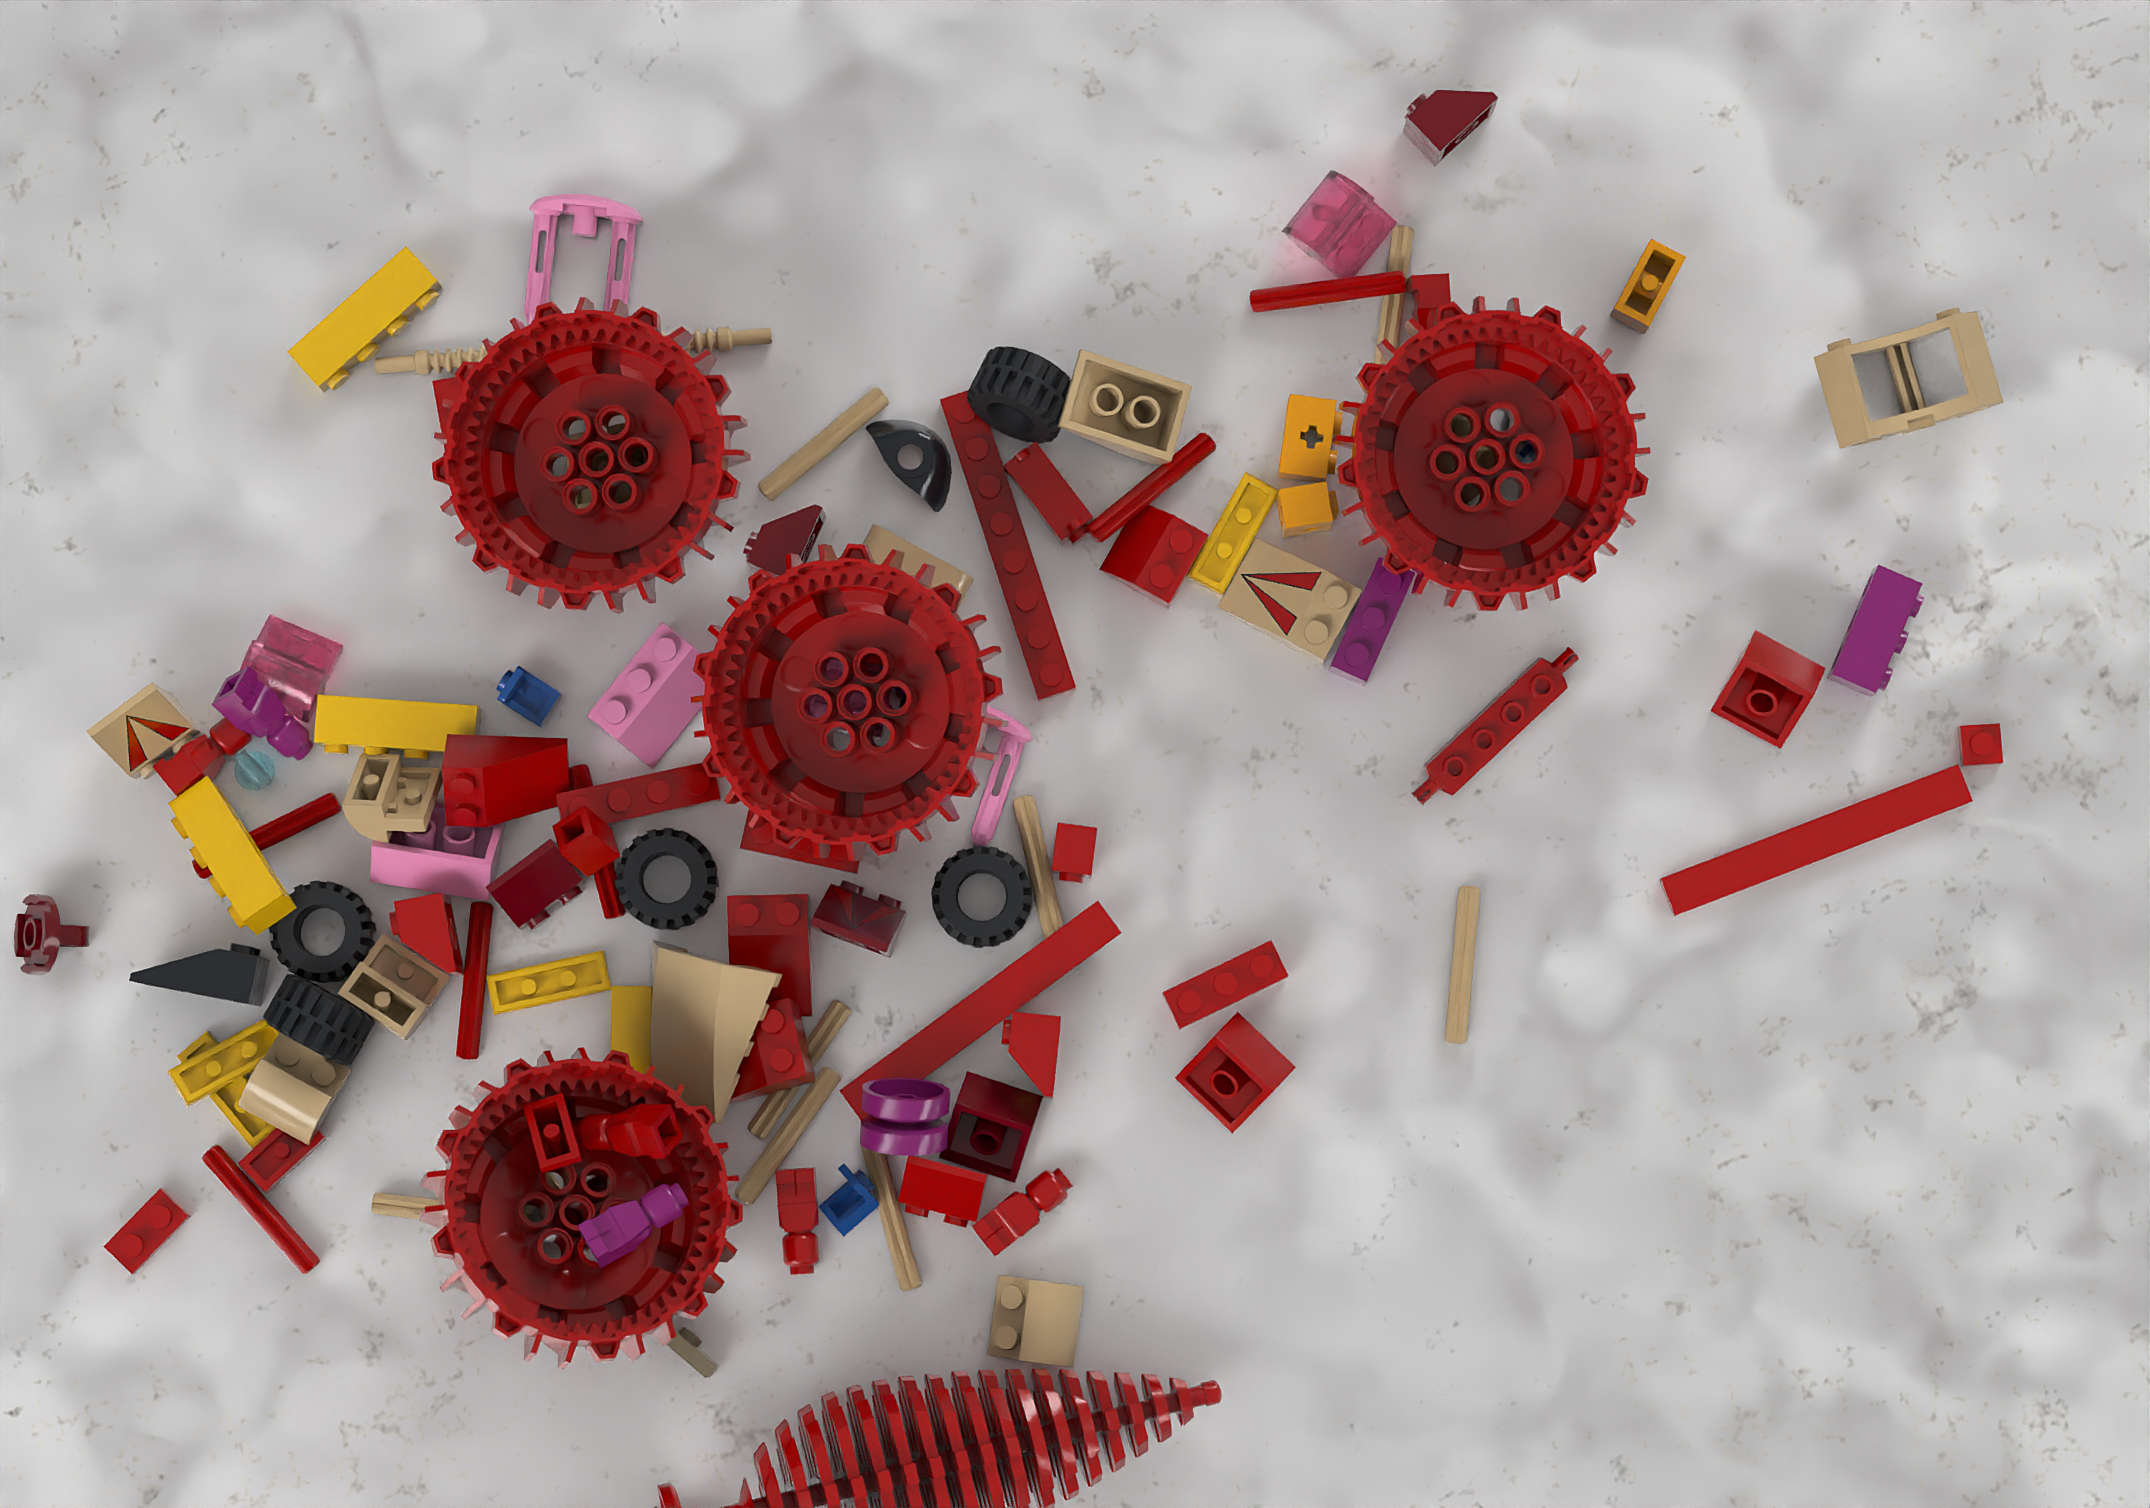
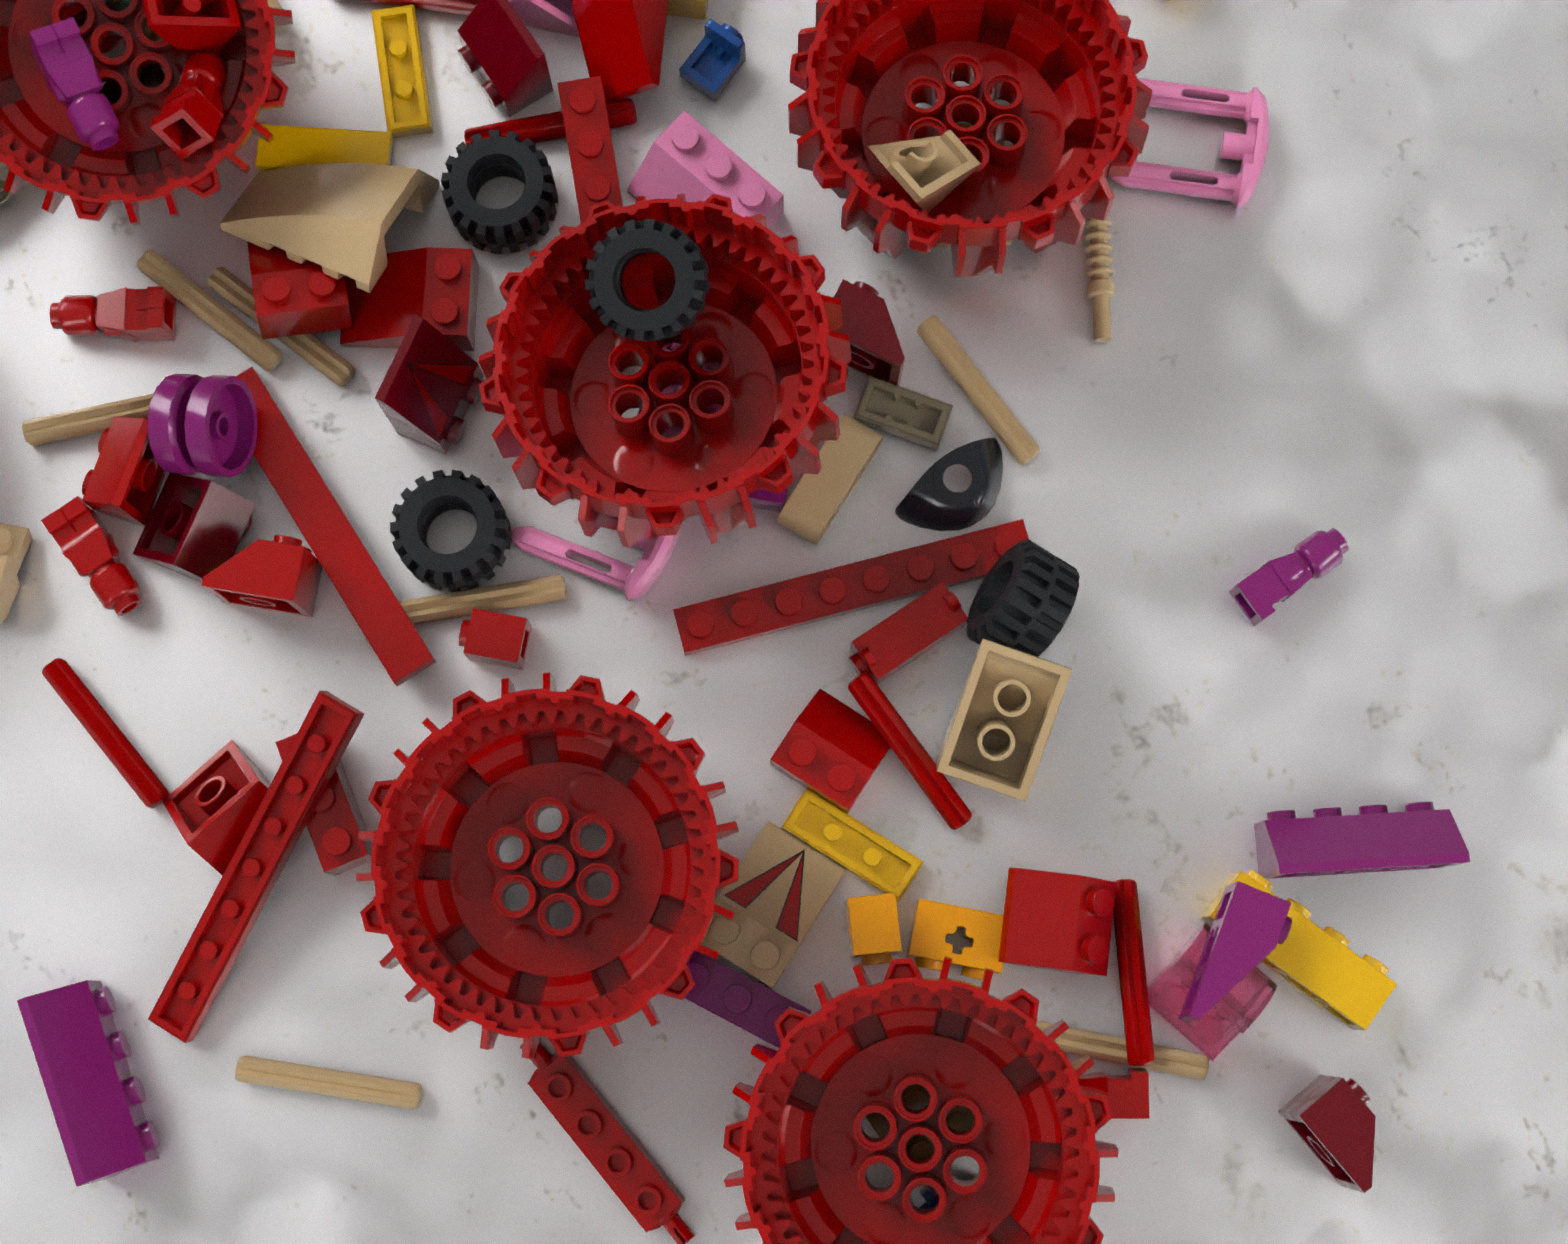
camera: 90 degrees right, 5 degrees down
(586, 841) = (544, 100): red brick -> none
(652, 492) = (927, 166): none -> tan slope
(810, 713) = (607, 272): none -> black tyre
(849, 507) = (903, 412): none -> dark tan plate
(850, 1202) = (125, 369): blue bracket -> none
(977, 167) = (1287, 574): none -> magenta piece
(1176, 1187) = (105, 733): none -> red axle
(1208, 105) = (1358, 842): none -> magenta slope
(1255, 687) = (489, 781): none -> red wheel
(1286, 1035) = (256, 866): none -> red tile
(1291, 354) = (1057, 921): none -> red slope
(1298, 203) = (1241, 936): none -> magenta slope
(1300, 152) = (1321, 963): none -> yellow brick
(1473, 1159) = (89, 1080): none -> magenta slope

